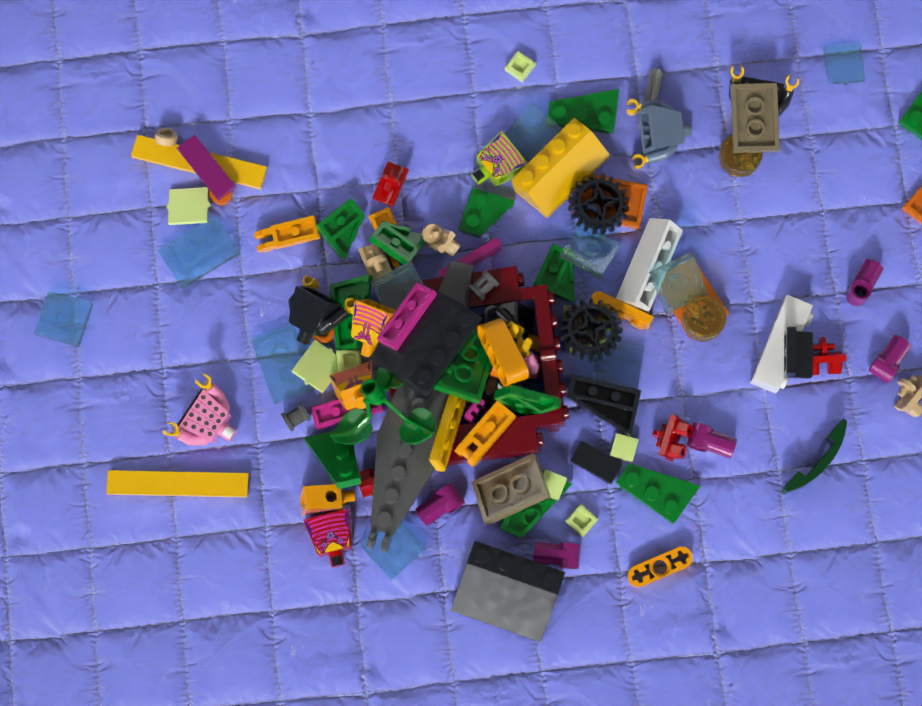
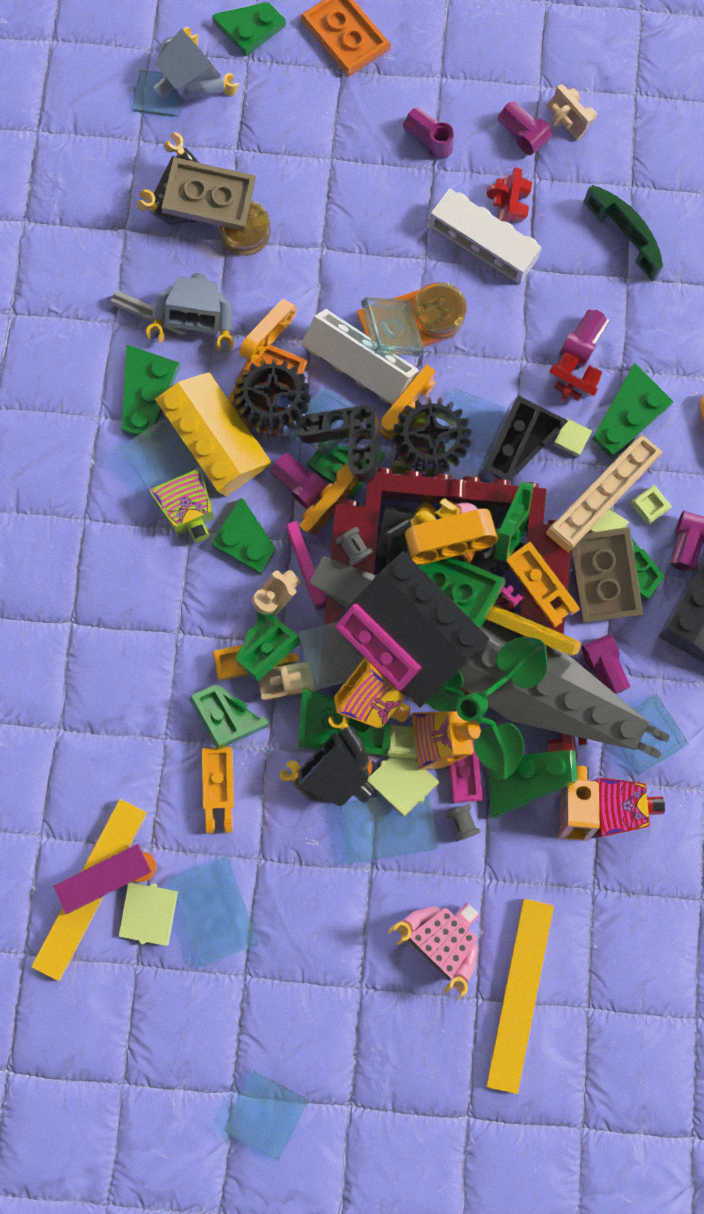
camera: 85 degrees left, 0 degrees up
(166, 136) = (45, 926): tan tile -> none
(390, 184) = (184, 642): red hips -> none
(520, 66) = (65, 455): yellowish green tile -> none
(530, 268) = (333, 494): none -> light orange hinge
(535, 245) = (304, 486): none -> magenta piece
(576, 474) = (603, 493): none -> tan tile
(578, 269) = (349, 429): none -> black beam
(596, 462) = (584, 472): black tile -> none
(654, 190) = (268, 330): none -> light orange beam
(798, 354) = (506, 216): black panel -> none
(866, 78) = (189, 69): none -> sand blue torso

